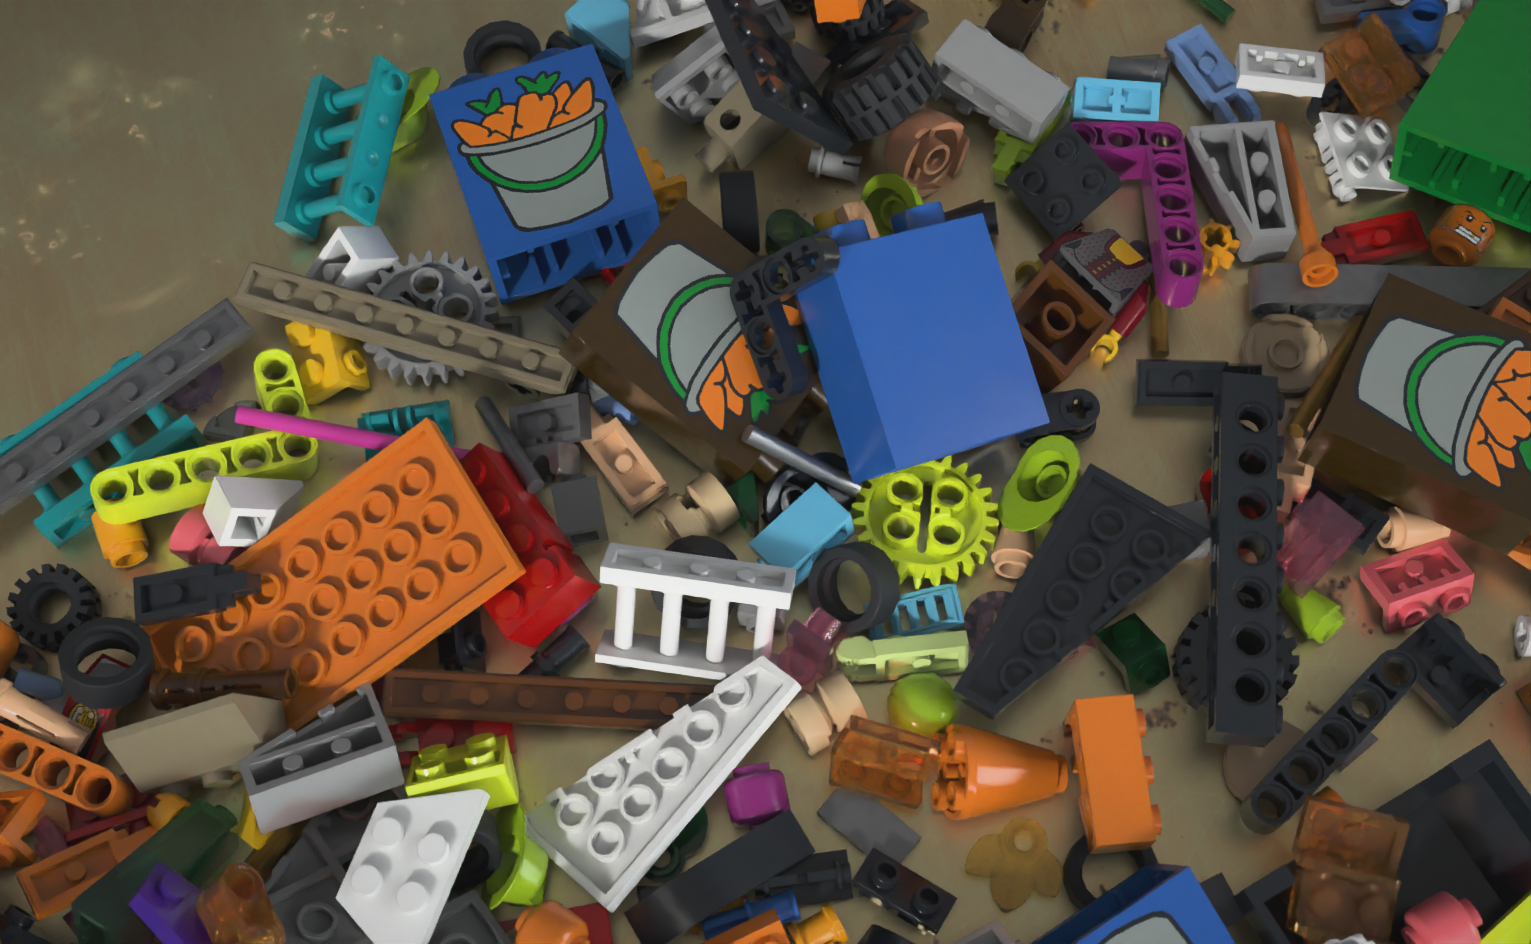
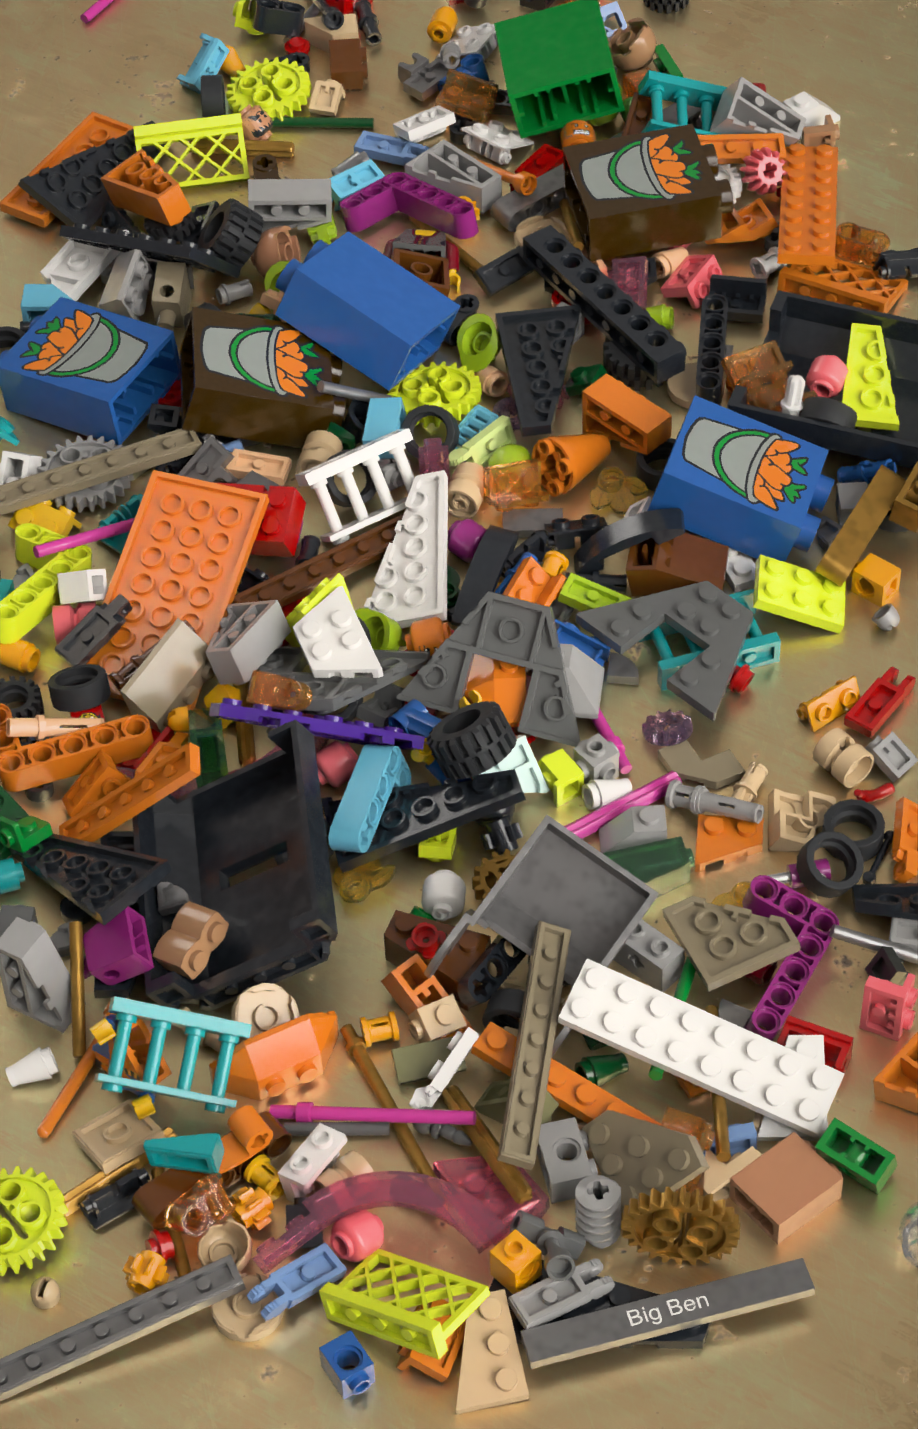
camera: 40 degrees left, 20 degrees down
(768, 298) = (279, 317): black beam -> none
(1063, 182) = (366, 220): black hinge -> none

